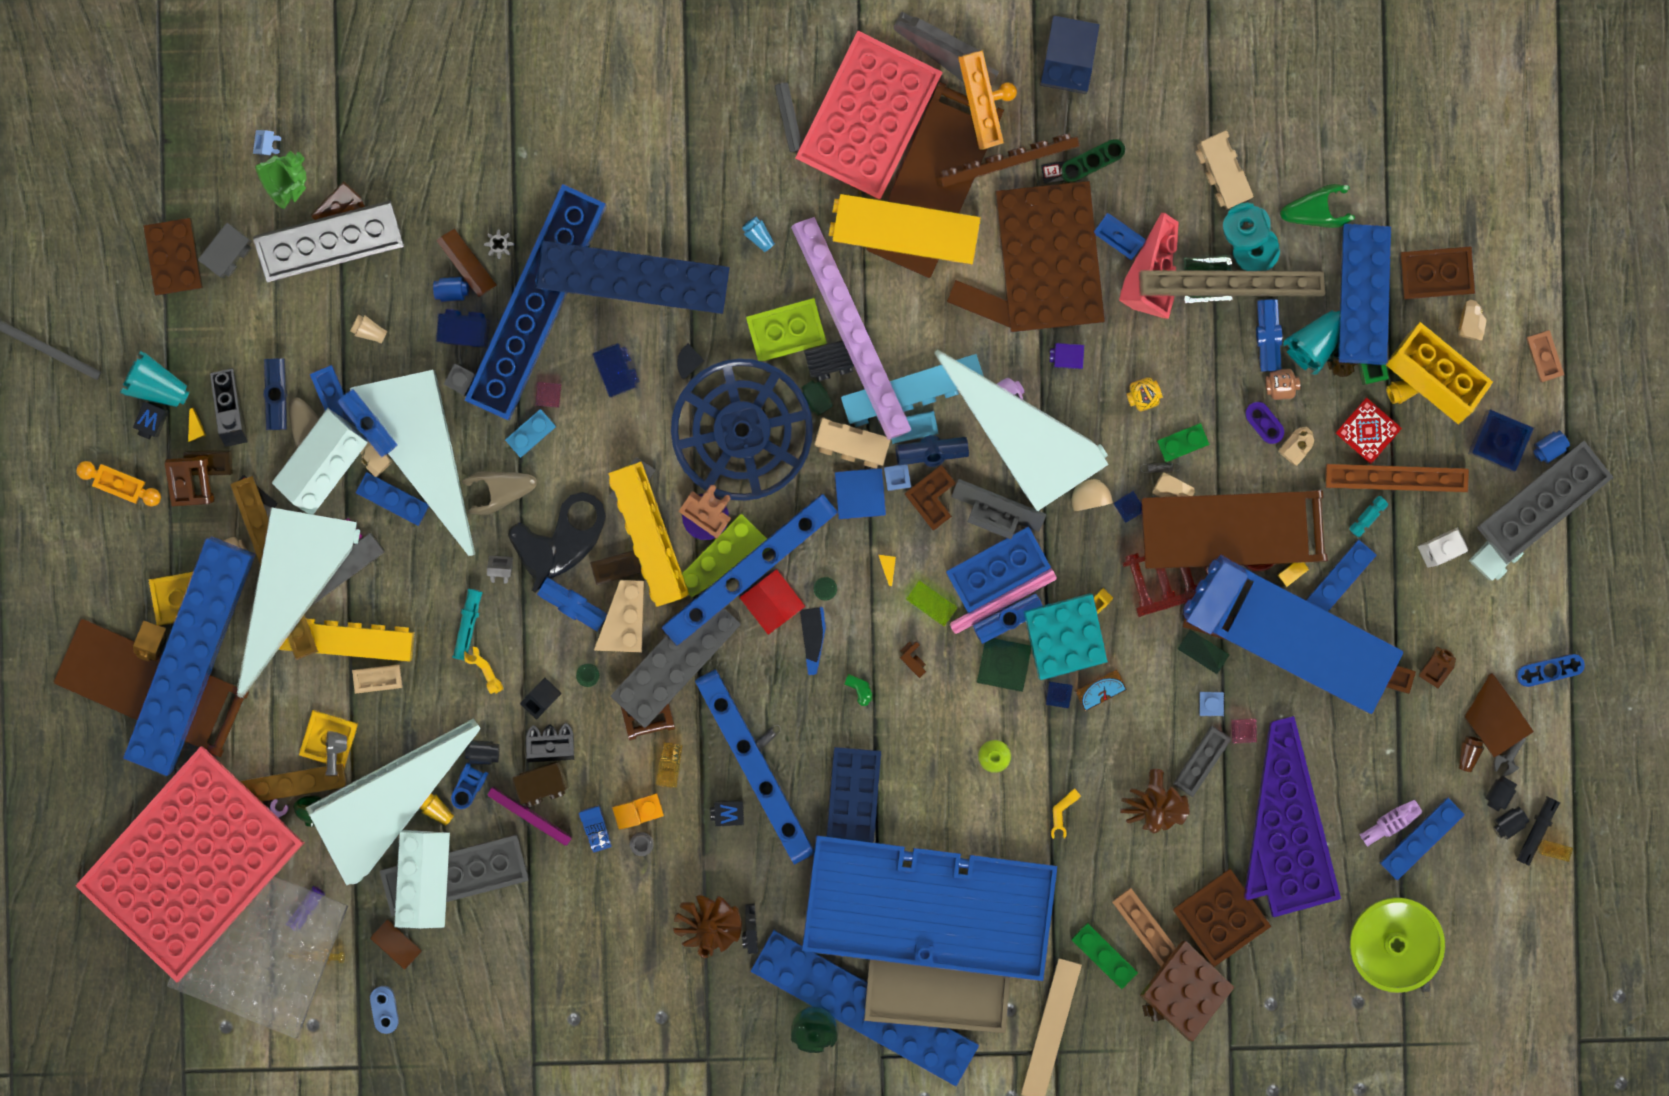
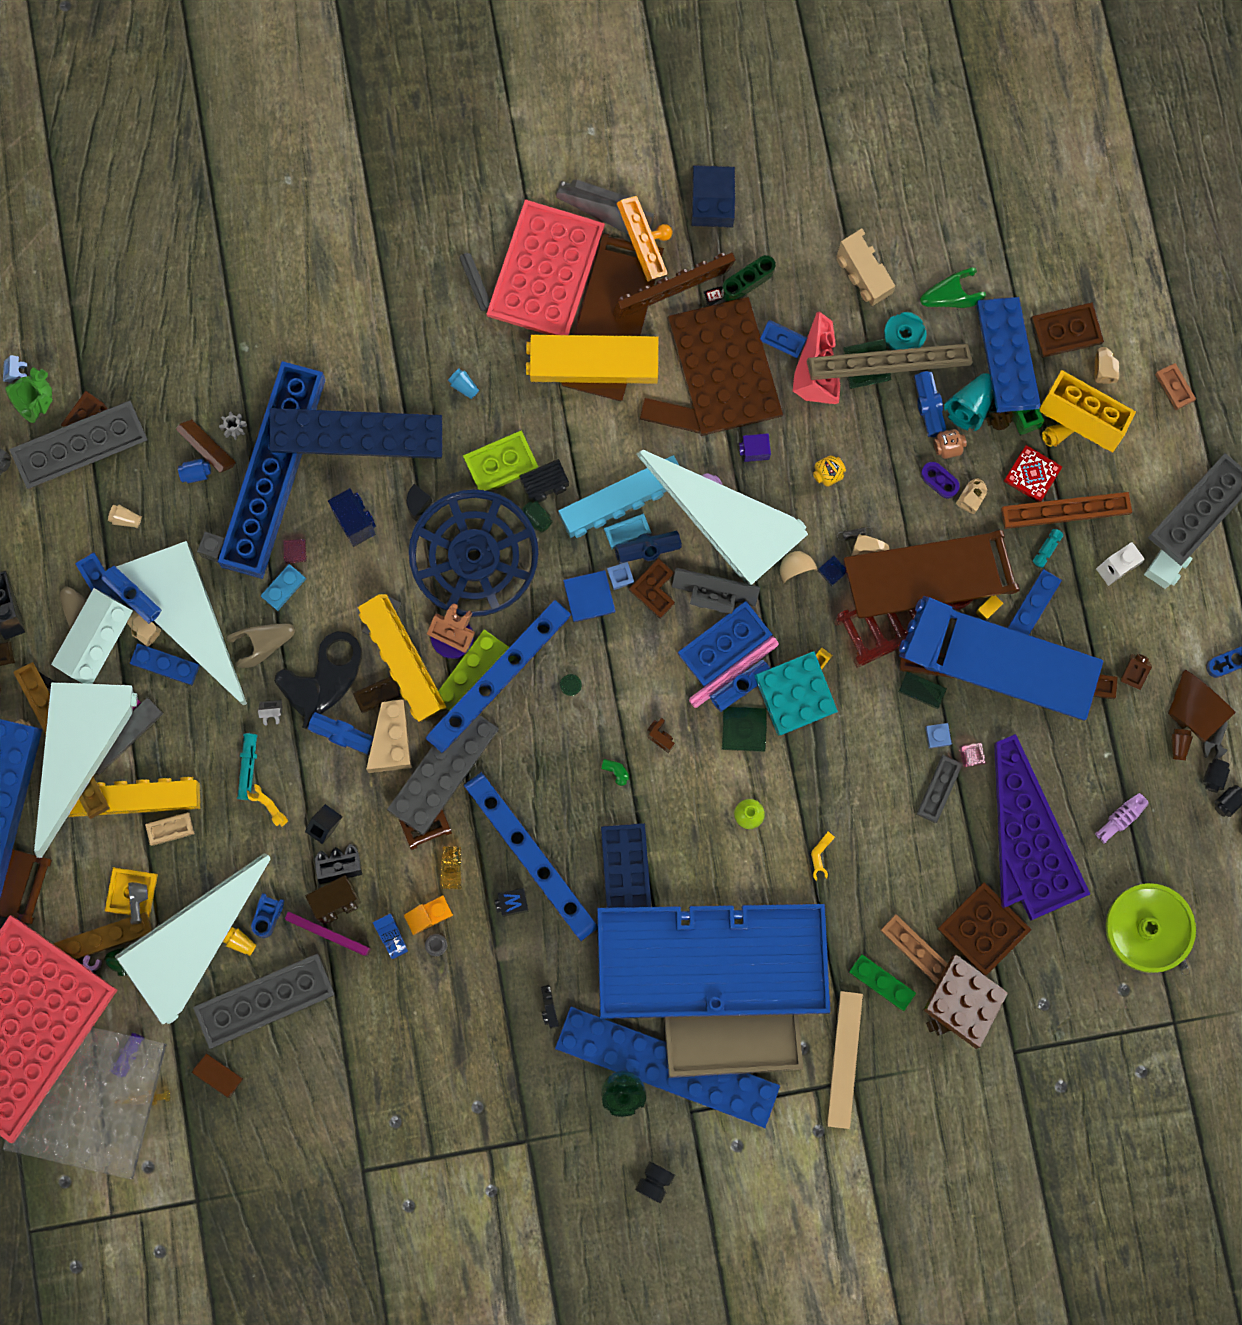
camera: 15 degrees left, 10 degrees down
(275, 378) = (47, 598): dark blue piece -> none
(384, 1010) = (214, 1140): medium blue plate -> none
(422, 879) = (233, 1007): light aqua slope -> none
(463, 330) = (208, 501): clear blue brick -> none
(482, 752) = (275, 881): black brick -> none
(587, 675) = (364, 796): clear green plate -> none
(714, 925) = (515, 1008): reddish brown piece -> none
(766, 738) = (538, 829): flat silver piece -> none
(772, 602) = (524, 704): red slope -> none
(813, 634) = (566, 728): black sticker -> none
(851, 328) = (559, 450): lavender plate -> none
(852, 443) = (574, 550): tan wedge -> none
(888, 565) = (625, 657): yellow piece -> none
(931, 603) = (669, 684): clear neon green tile -> none
(1059, 694) = (798, 747): clear blue plate -> none
(1100, 690) = (835, 738): slope -> none
(1156, 805) = (909, 832): reddish brown piece -> none
(1183, 442) = (870, 508): green plate -> none
(1244, 239) = (894, 322): teal plate -> none
(1422, 838) = (1152, 829): blue plate -> none
(1501, 440) = (1152, 462): clear blue brick -> none
(1551, 446) = (1197, 462): blue brick -> none

